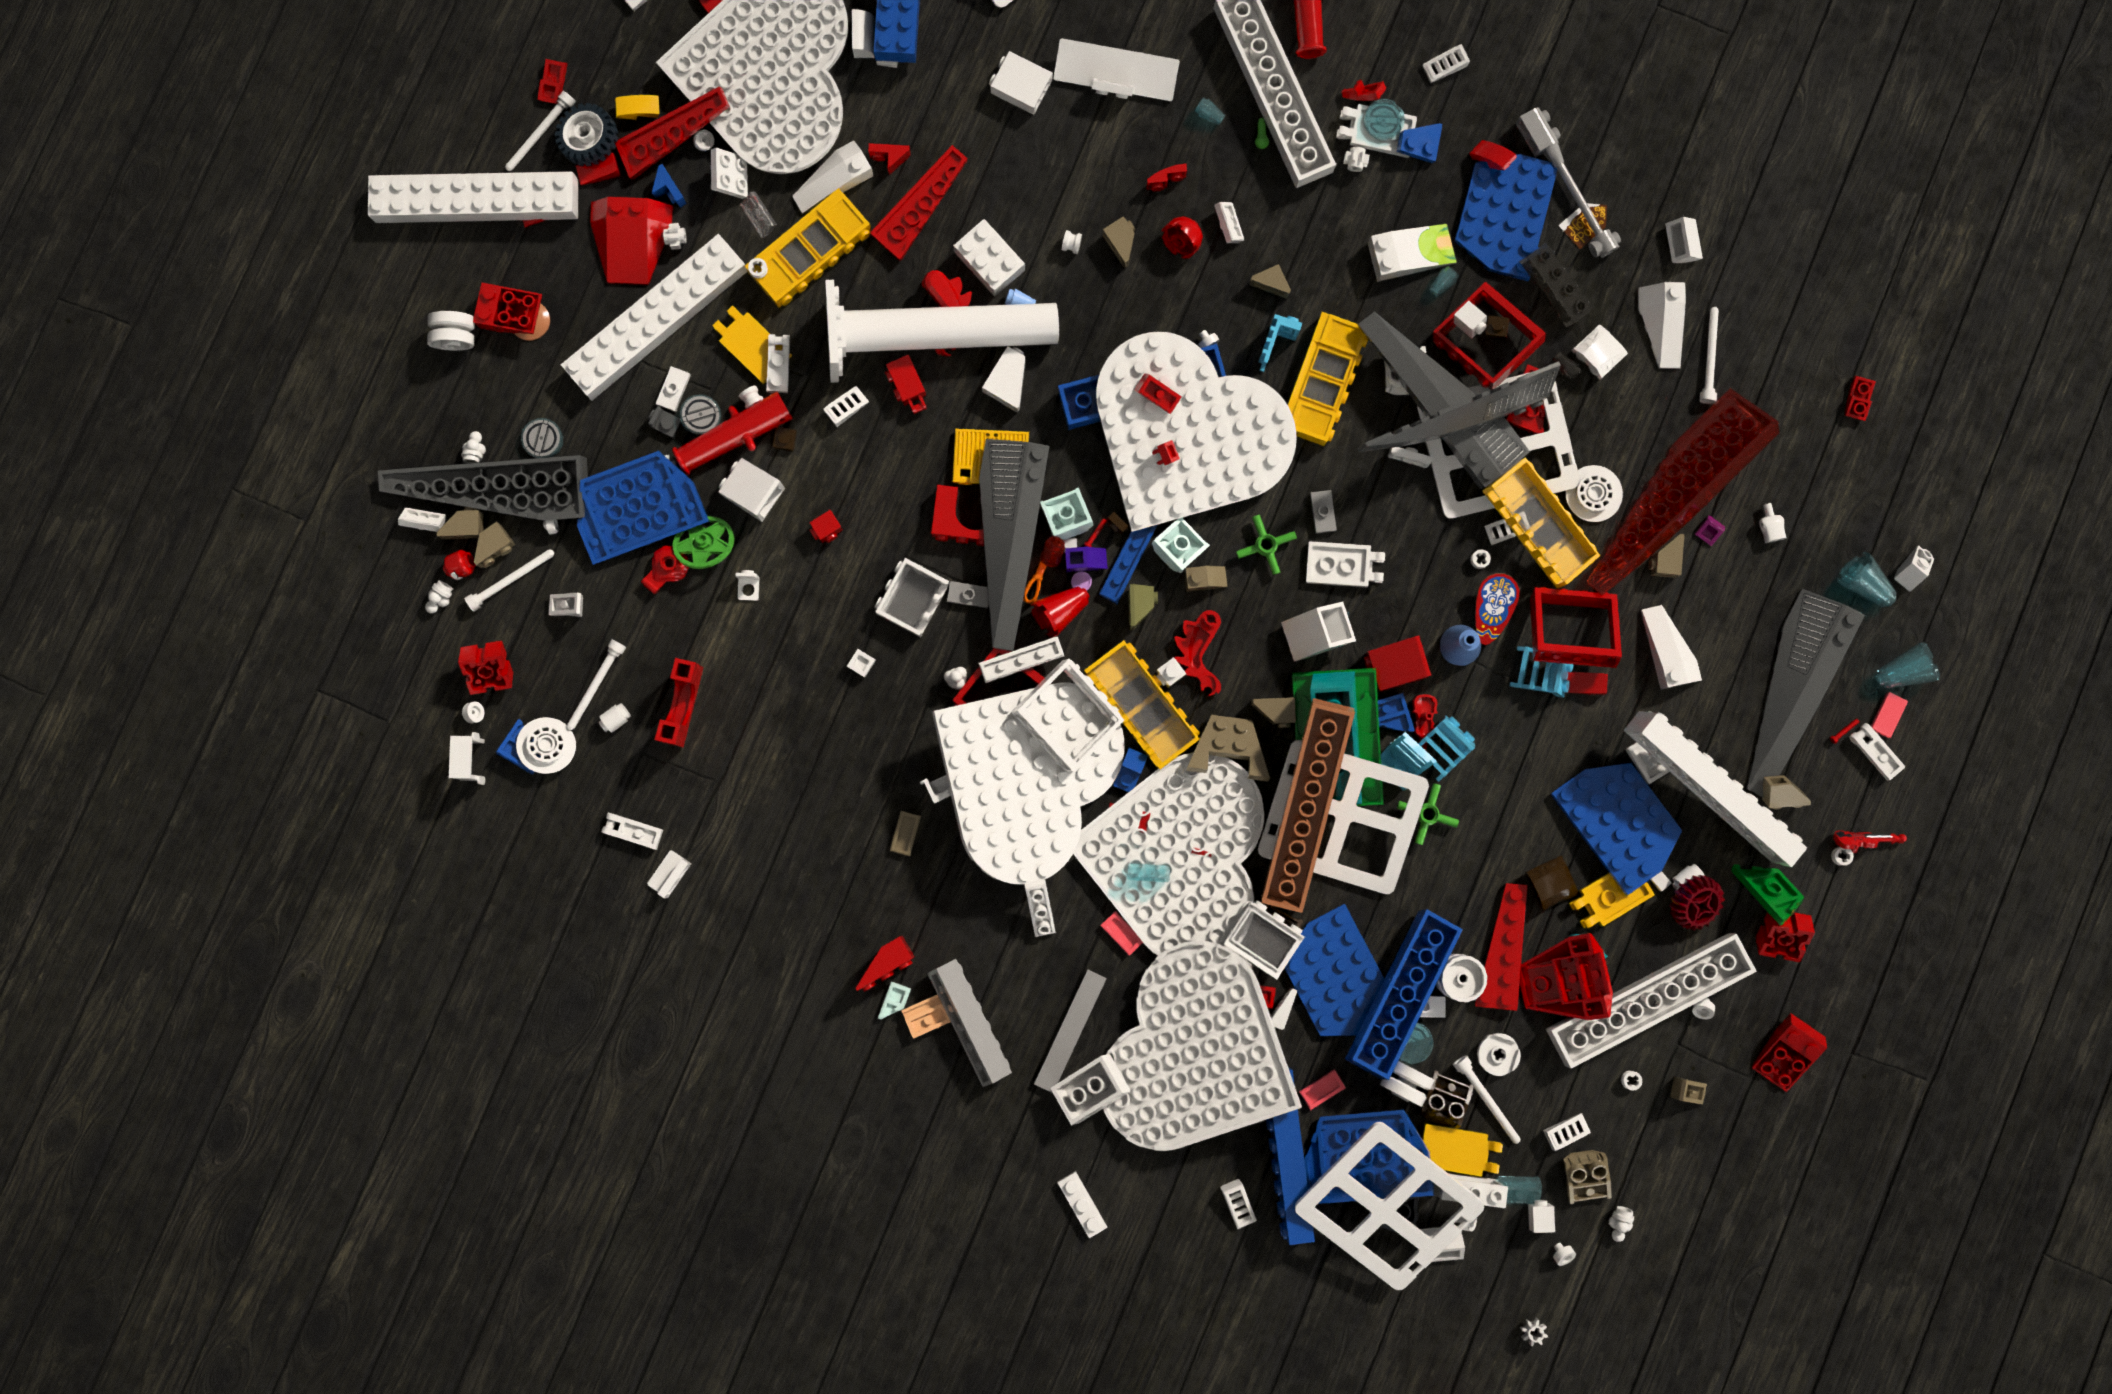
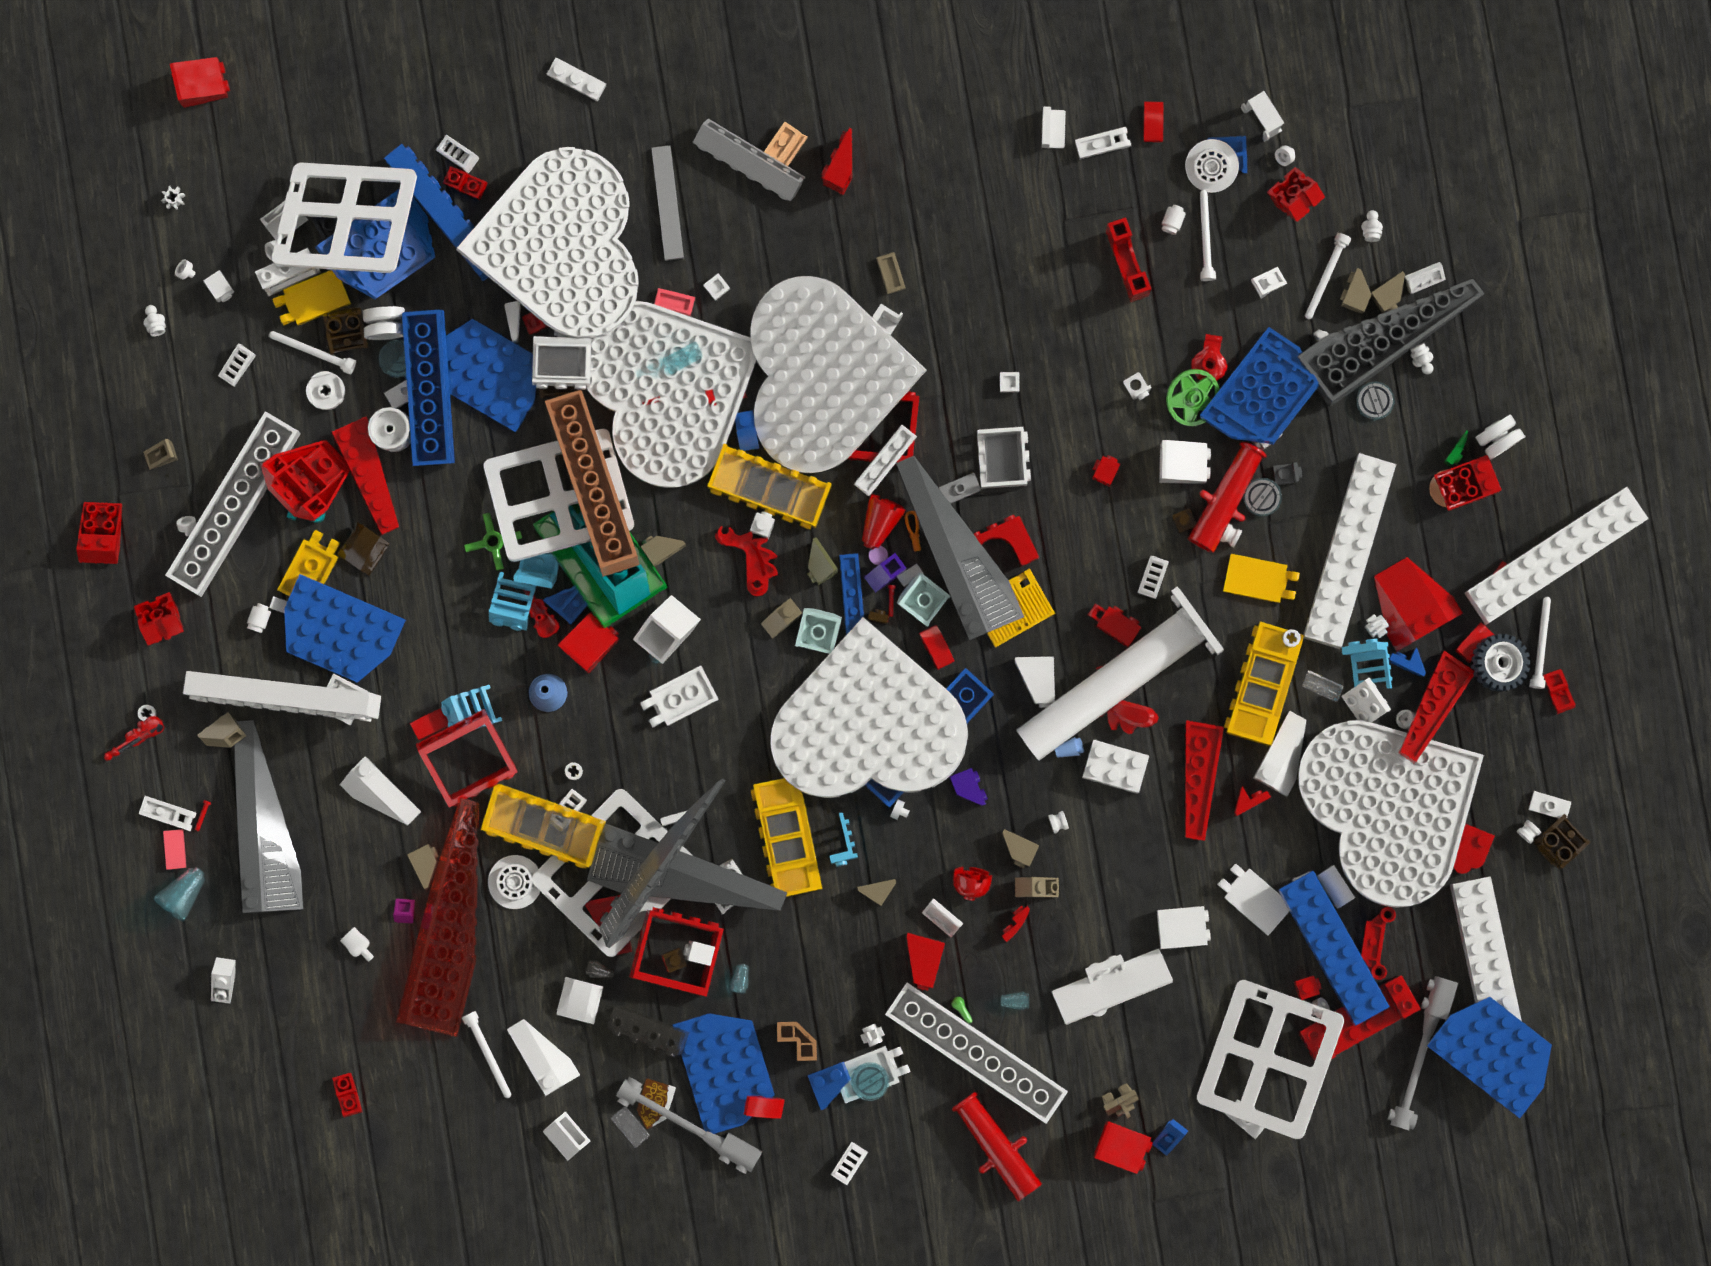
camera: 155 degrees right, 0 degrees up
(459, 564) = (1372, 261): red head -> none
(500, 345) = (1455, 456): none -> green plate
(572, 821) = (1153, 121): none -> red slope
(637, 105) = (1476, 712): yellow slope -> none
(673, 389) = (1298, 504): white plate -> none
(694, 215) = (1365, 652): none -> medium azure plate
(778, 364) = (1227, 575): white plate -> none
(894, 1000) = (817, 142): light aqua tile -> none
(940, 69) = (1255, 899): none -> white tile
(956, 677) = (927, 416): white piece -> none
(1040, 908) = (749, 278): white tile -> none
(1052, 551) = (914, 561): clear red brick -> none
(1074, 922) = (716, 287): none -> white plate
(1081, 464) = (936, 646): none -> red slope
(1090, 1089) = (624, 166): white brick -> none
(1097, 697) = (787, 428): white window -> none
(1128, 197) = (1036, 887): none -> dark tan slope
(1133, 322) = (967, 786): none -> dark purple slope
(1157, 393) = (910, 732): red slope -> none
(1168, 453) = (872, 690): red tile -> none
(1230, 739) = (684, 502): dark tan wing -> none
(1248, 1170) = (465, 183): none -> red slope
(1267, 192) = (924, 959): none -> red slope
(1275, 541) = (757, 680): bright green bar -> none
(1322, 1089) = (445, 279): coral tile -> none
(1323, 511) = (721, 730): light grey plate -> none
(1364, 93) = (898, 1097): red slope -> none
(1410, 251) = (780, 988): white slope -> none
(1425, 202) = (805, 1042): none -> medium nougat brick
(1495, 605) = (539, 738): shield -> none
(1522, 1189) = (247, 298): clear light blue slope -> none
(1587, 1176) = (202, 340): dark tan slope -> none
(1621, 214) = (630, 1126): none -> clear plate
(1638, 1080) = (207, 430): white bush -> none
(1696, 902) = (242, 601): dark red gear -> none
(1771, 890) = (189, 647): green wing -> none
(1867, 580) = (255, 944): clear light blue cone -> none

